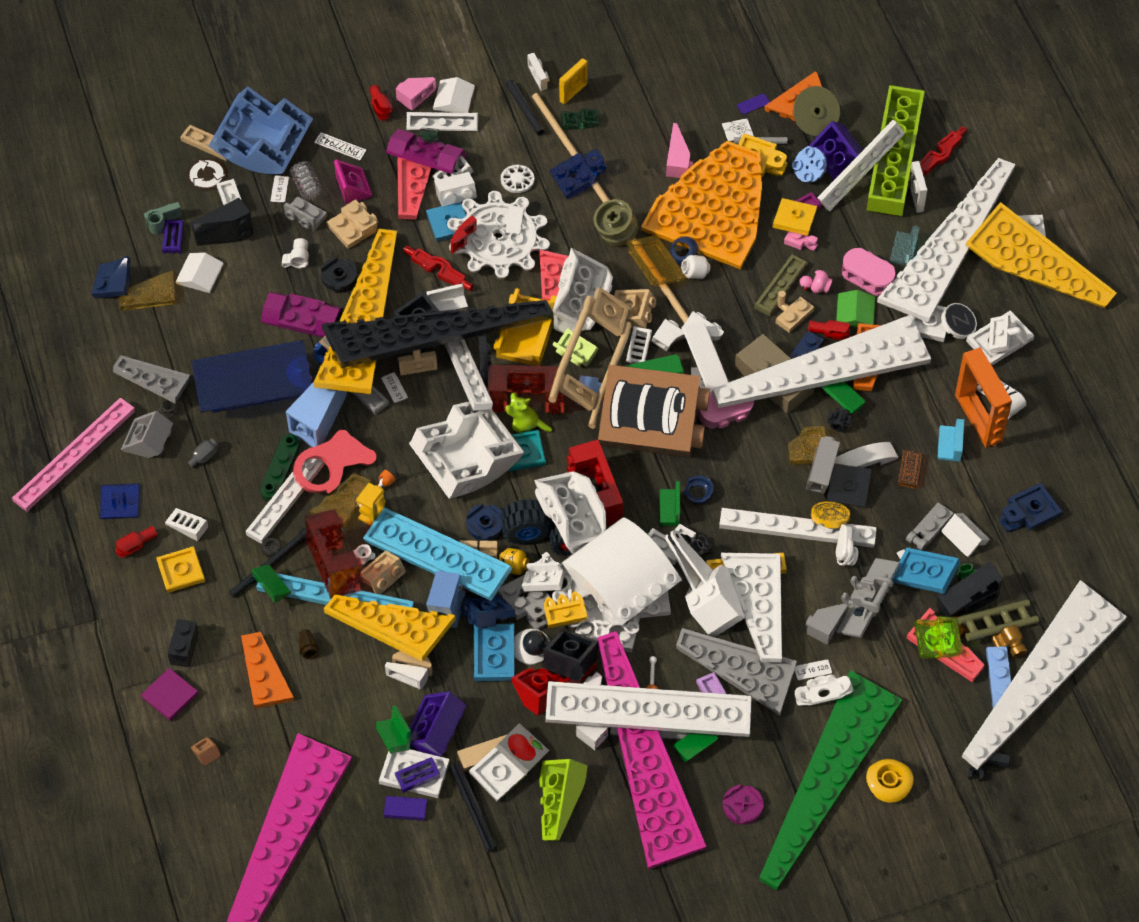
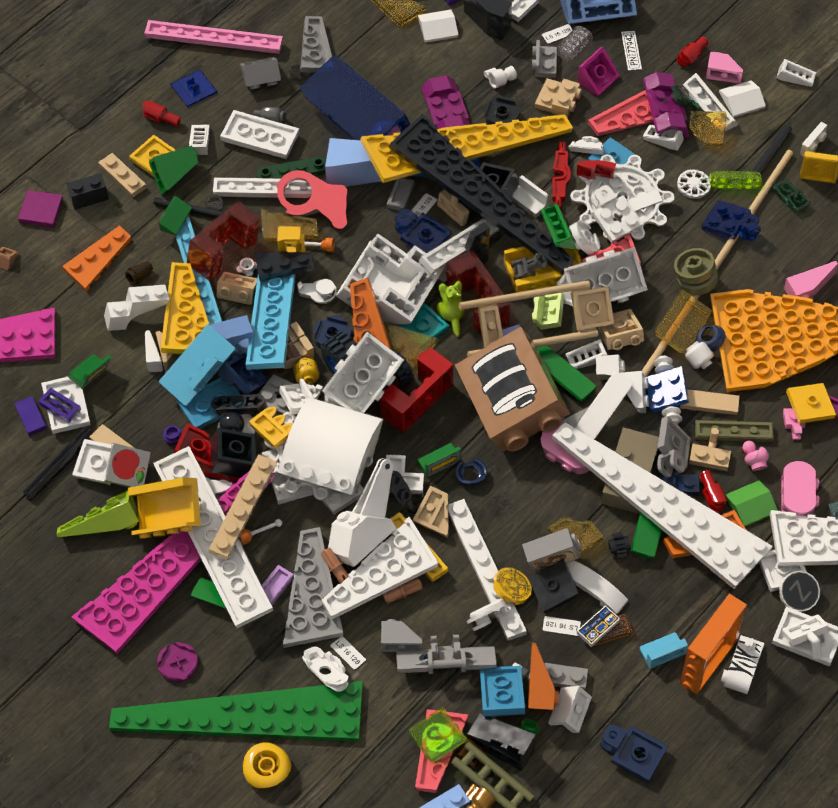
camera: 60 degrees right, 0 degrees up
(180, 607) = (122, 175): none -> tan plate
(211, 559) = (172, 166): none -> green slope
(220, 472) = (259, 134): none -> white plate
(353, 657) = (138, 301): none -> white arch
(388, 522) = (281, 264): none -> black wing
(418, 403) = (414, 227): none -> clear blue plate
(423, 230) = (587, 145): none -> white tile
(432, 509) = (319, 291): none -> white piece
(435, 723) = (116, 396): dark purple slope -> none
(455, 189) = (644, 144): white brick -> none
(457, 46) = (787, 71): none -> white slope
(462, 636) = (197, 365): none -> medium azure bracket
(470, 134) = (709, 127): none -> clear yellow plate
(497, 483) = (366, 312): none -> orange wing
(501, 293) = (558, 227): none -> green slope
(506, 699) = (172, 434): none -> dark purple plate
(508, 248) = (608, 207): none -> white plate
(527, 283) = (584, 238): none -> white plate
(527, 340) = (526, 267): none -> dark grey connector
(532, 617) = (252, 404): none -> black beam
(537, 147) = (724, 179): none -> clear neon green beam
(537, 467) = (409, 343): none -> clear yellow wing
(599, 730) = (167, 507): none -> yellow panel
(639, 669) = (242, 507): none -> tan plate
(715, 305) = (667, 389): none -> plate
(721, 535) = (434, 512): none -> tan wing
(730, 634) = (334, 564): none -> nougat axle
(742, 286) = (712, 402): none -> tan tile
(777, 331) = (675, 447): none -> light grey plate
(785, 586) = (402, 591): none -> nougat axle
(883, 502) = (561, 625): none -> white sticker
(905, 473) = (598, 626): none -> tile
(937, 535) = (541, 688): none -> orange slope

